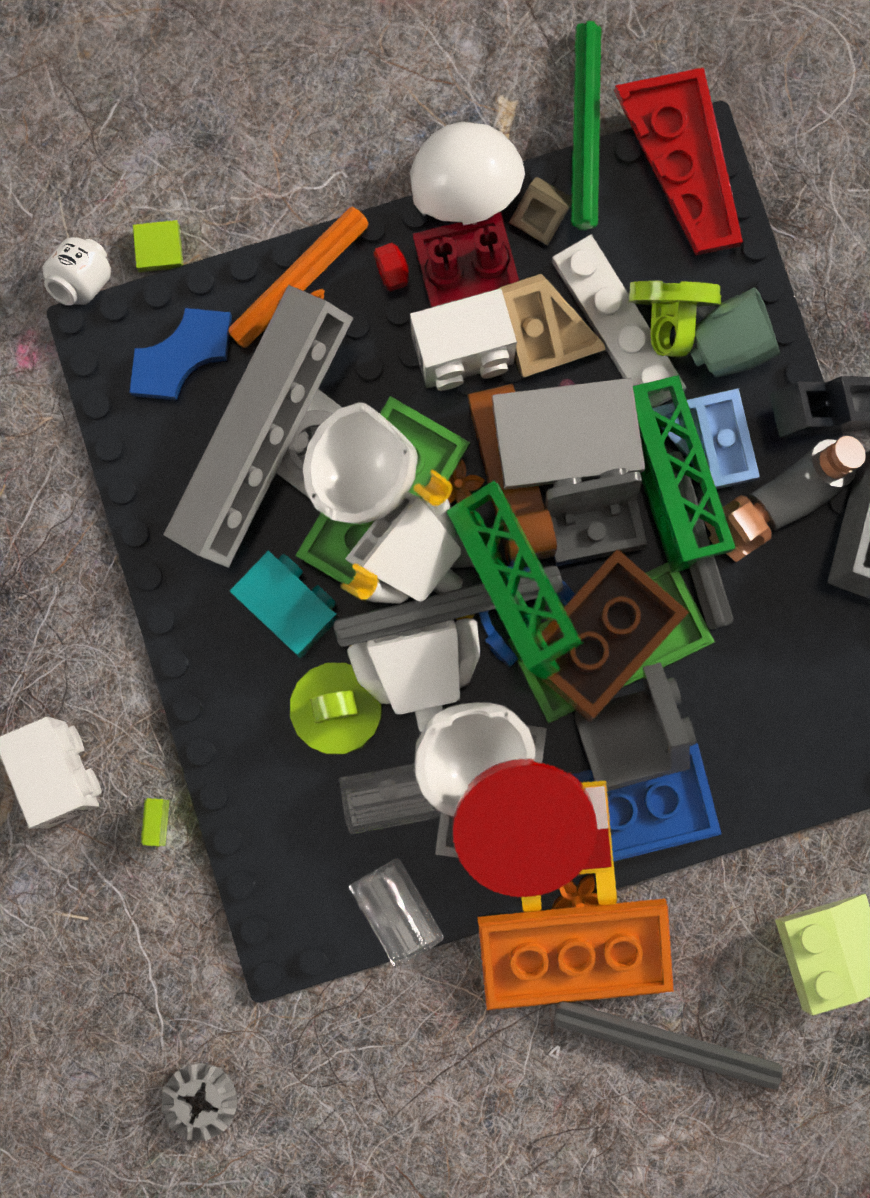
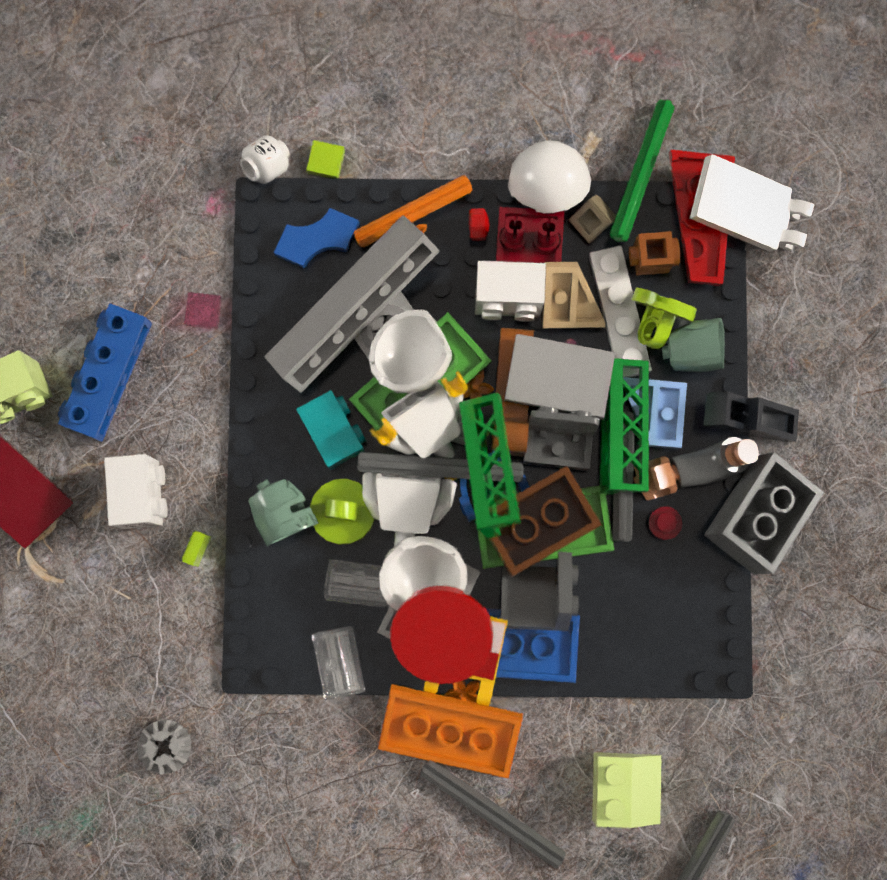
camera: 15 degrees right, 0 degrees up
(59, 500) = (203, 310): none -> clear pink tile
(252, 734) = (280, 511): none -> sand green helmet
(639, 229) = (654, 253): none -> dark orange brick
(742, 127) = (747, 206): none -> white tile
(770, 583) = (665, 523): none -> dark red plate

